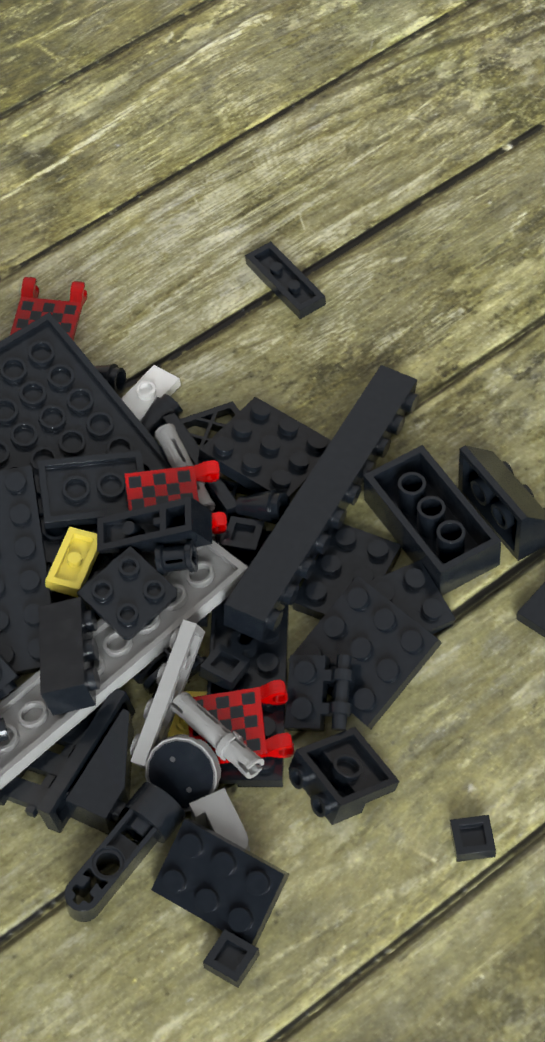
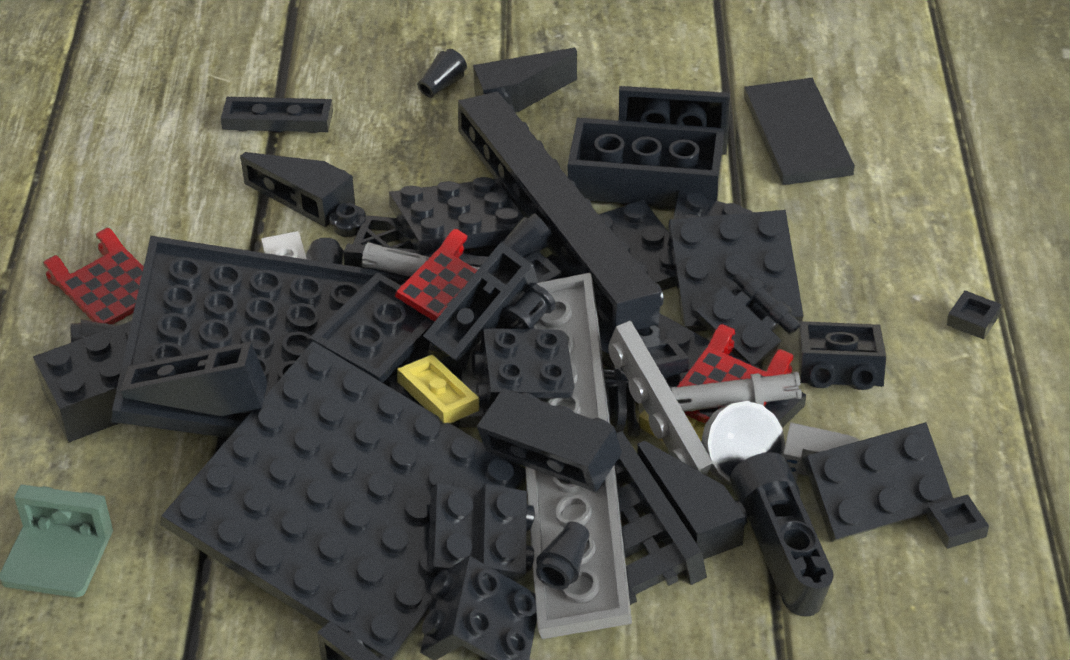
camera: 55 degrees left, 10 degrees down
(219, 393) = (347, 219): none -> black plate
(225, 350) = (300, 184): none -> black slope
(422, 333) = (444, 71): none -> black cone
(457, 384) = (526, 78): none -> black slope

